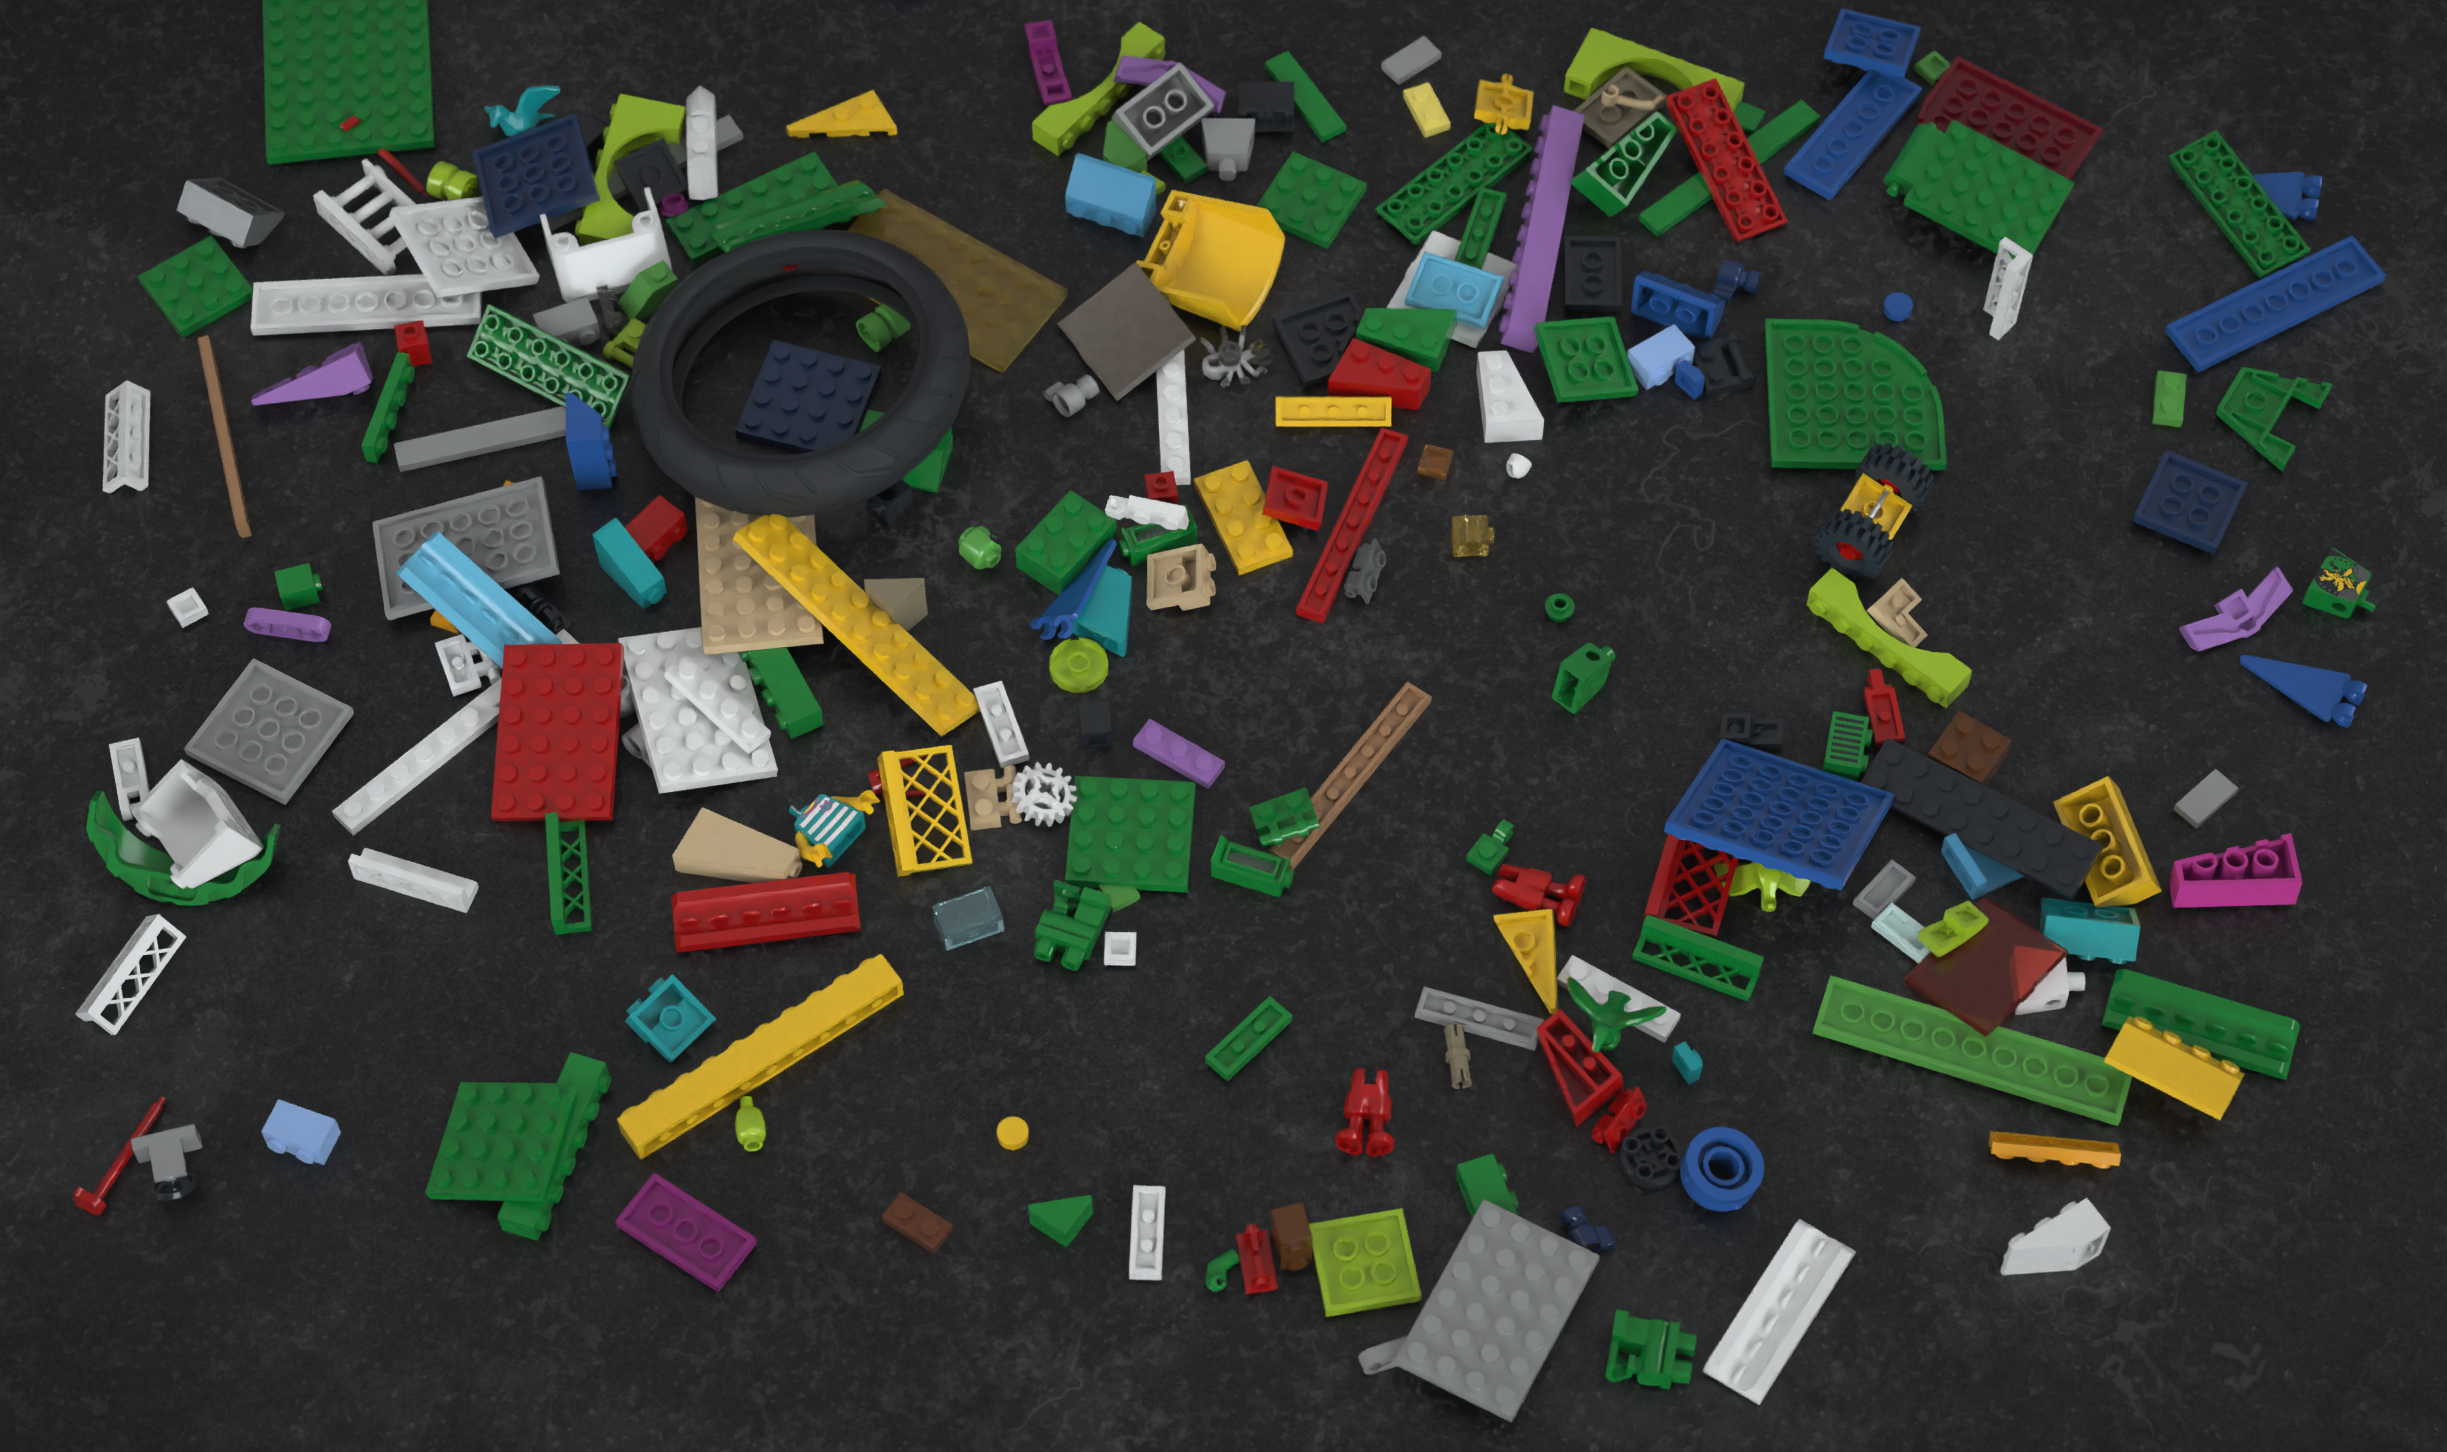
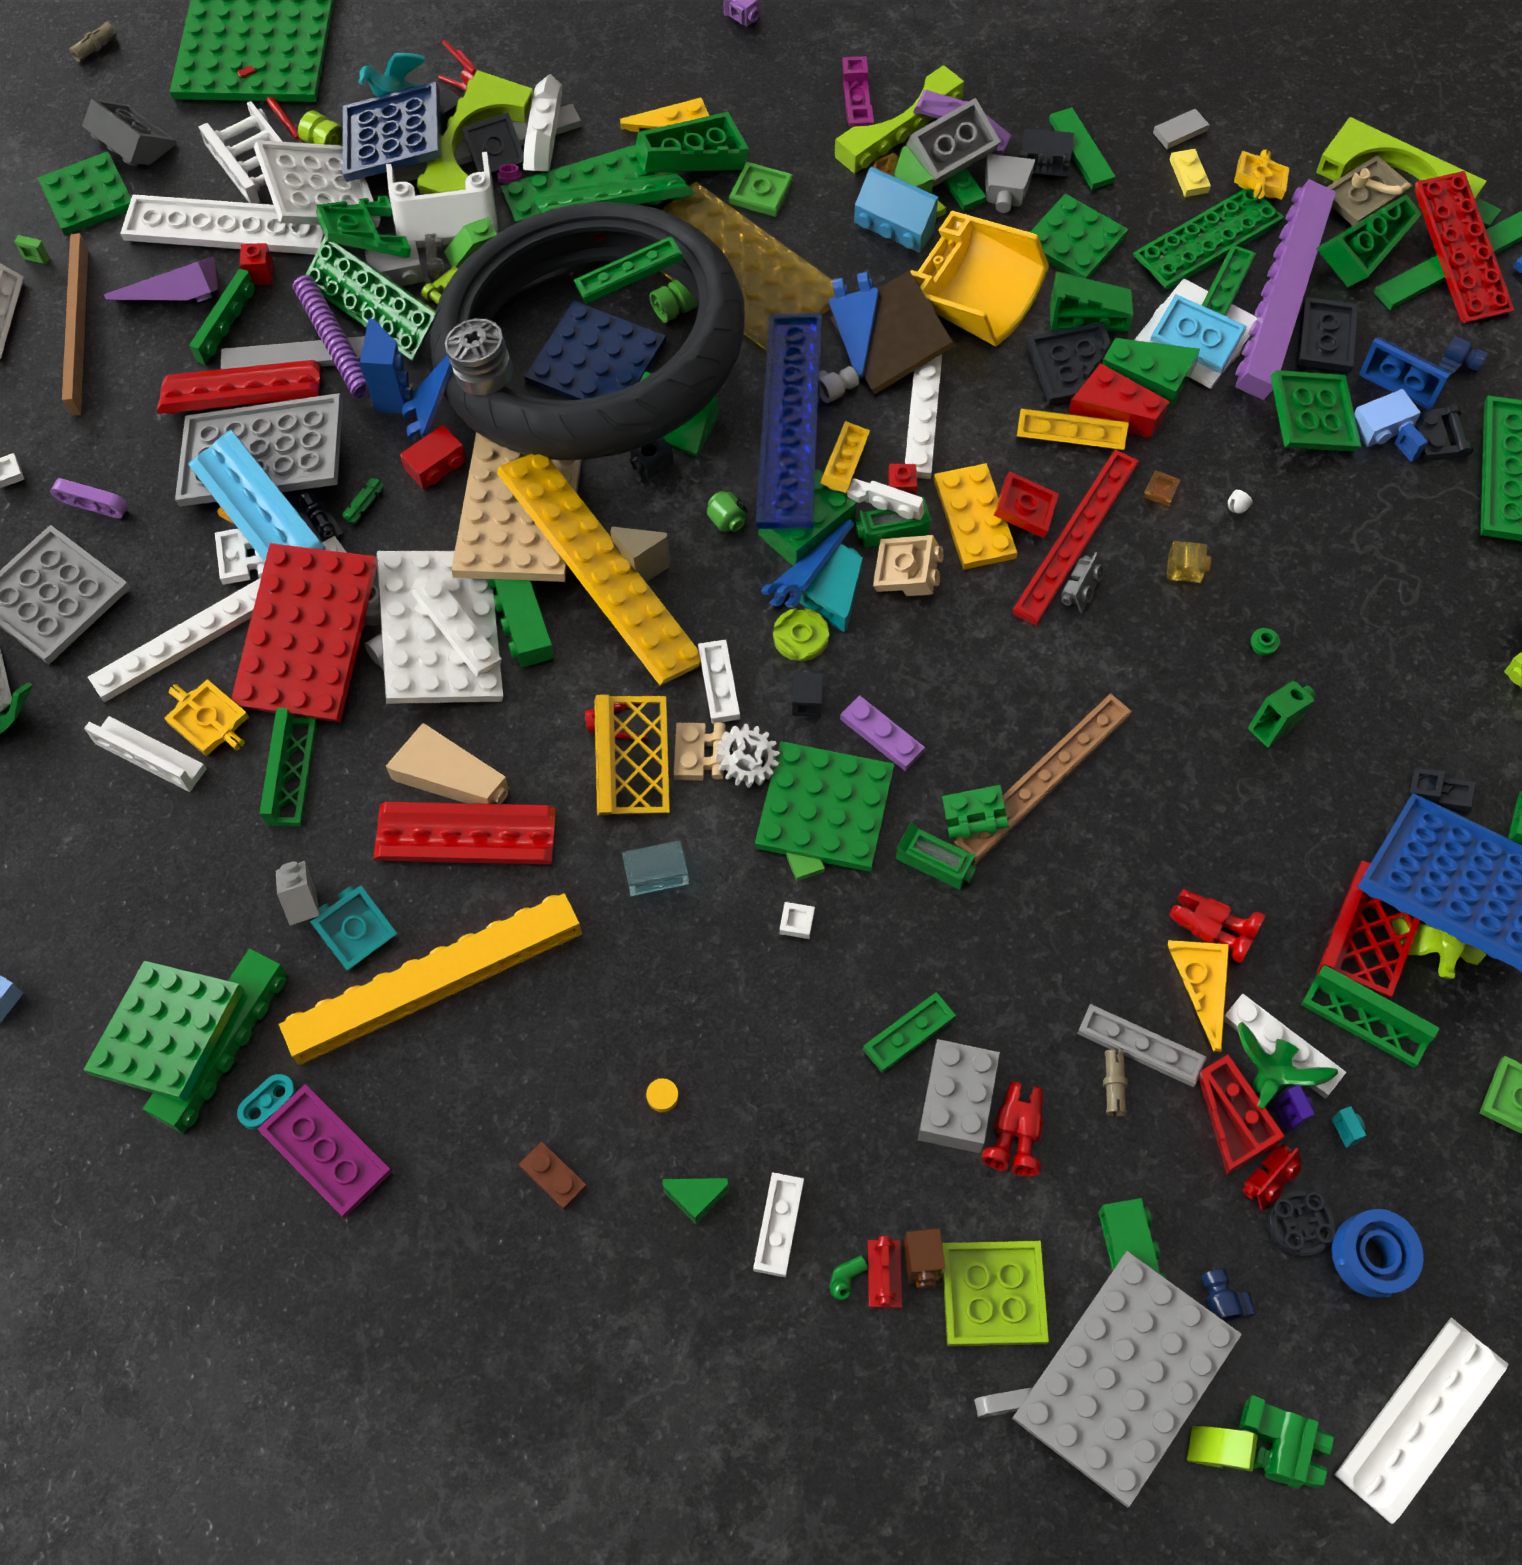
camera: 10 degrees right, 5 degrees up
(154, 359) = (32, 249): none -> bright green tile
(161, 108) = (92, 41): none -> dark tan pin
(298, 586) = (106, 465): green brick -> none
(424, 482) = (239, 386): none -> red plate
(469, 834) = (206, 717): none -> yellow plate
(516, 290) = (354, 227): none -> green wing
(517, 414) = (331, 335): none -> medium lavender piece
(586, 588) = (363, 500): none -> green axle
(606, 96) = (467, 73): none -> red plant
(608, 990) = (297, 892): none -> light grey brick
(614, 1195) = (265, 1100): none -> teal plate
(628, 564) = (402, 483): teal slope -> none
(640, 469) = (427, 399): none -> blue flag
(699, 420) = (479, 356): none -> flat silver wheel
(750, 1125) = (408, 1047): lime plant -> none
(829, 825) = (540, 757): torso -> none
(838, 305) = (628, 269): none -> green tile
(876, 149) = (693, 145): none -> green wedge
(957, 187) = (761, 189): none -> bright green tile
(1033, 442) = (790, 422): none -> clear blue plate
(1068, 934) = (753, 899): green hips -> none
(1085, 320) = (855, 318): none -> blue flag
(1092, 145) = (887, 164): none -> clear orange plate
(1097, 473) = (845, 457): none -> yellow plate
(1231, 358) = (984, 368): animal -> none
(1305, 1089) = (958, 1096): none -> light grey brick
(1331, 272) = (1085, 302): none -> green wedge
(1490, 851) = (1170, 873): green plate -> none
(1505, 401) = (1234, 439): white wedge -> none
(1594, 1358) = (1222, 1447): none -> lime slope
(1630, 1051) = (1294, 1109): none -> dark purple plate

